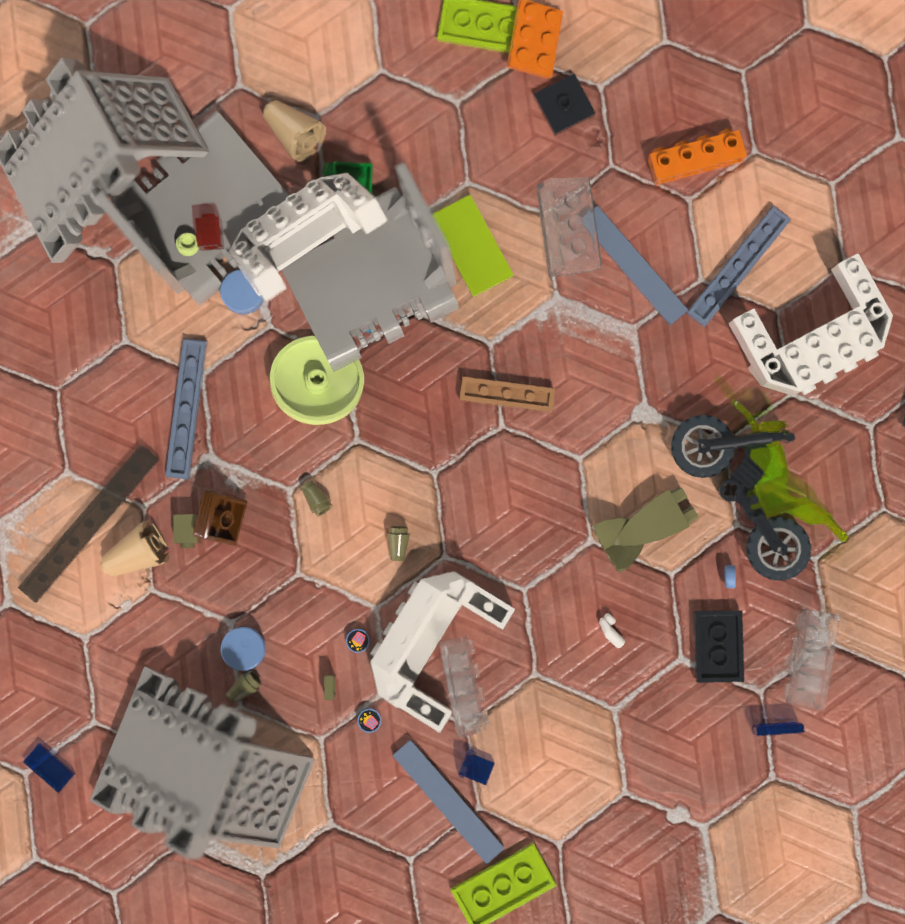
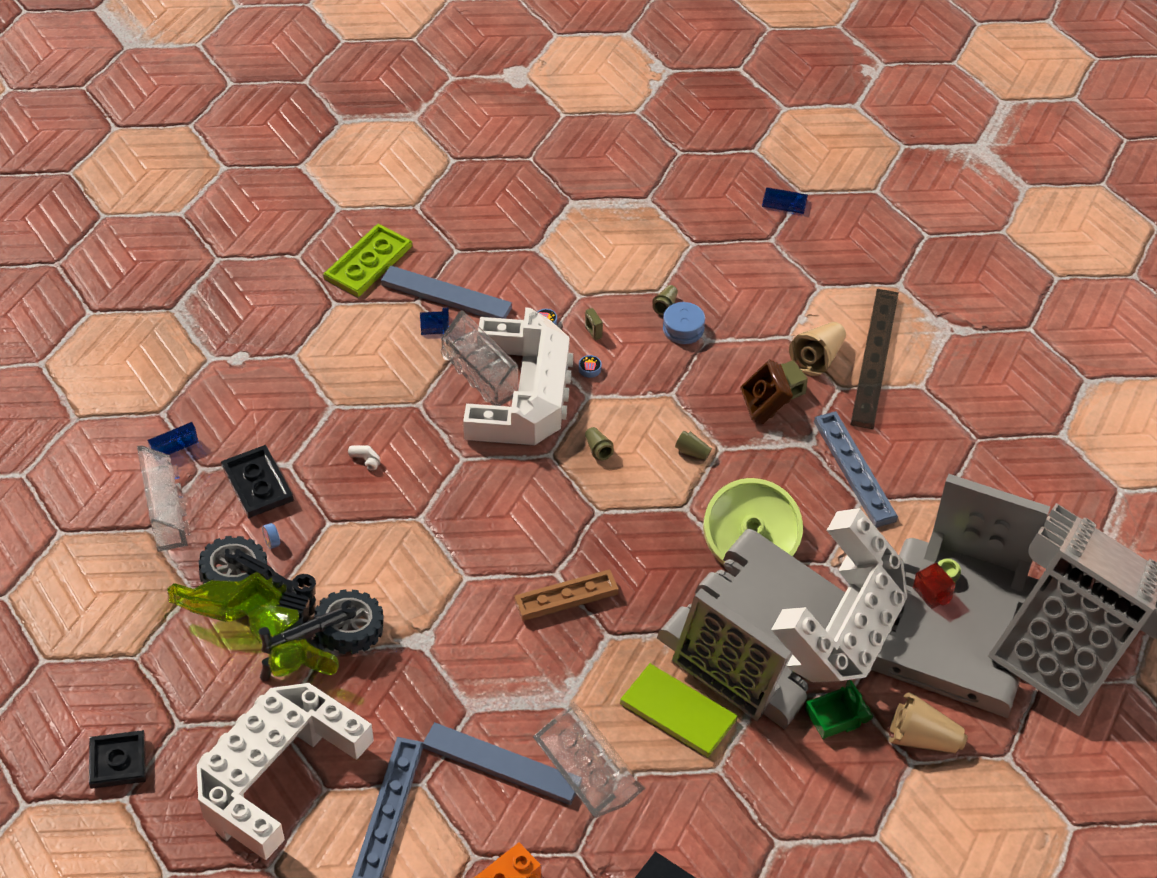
camera: 150 degrees right, 35 degrees down
(197, 771) = (666, 210): light grey bracket -> none
(659, 518) = (365, 547): olive hips -> none

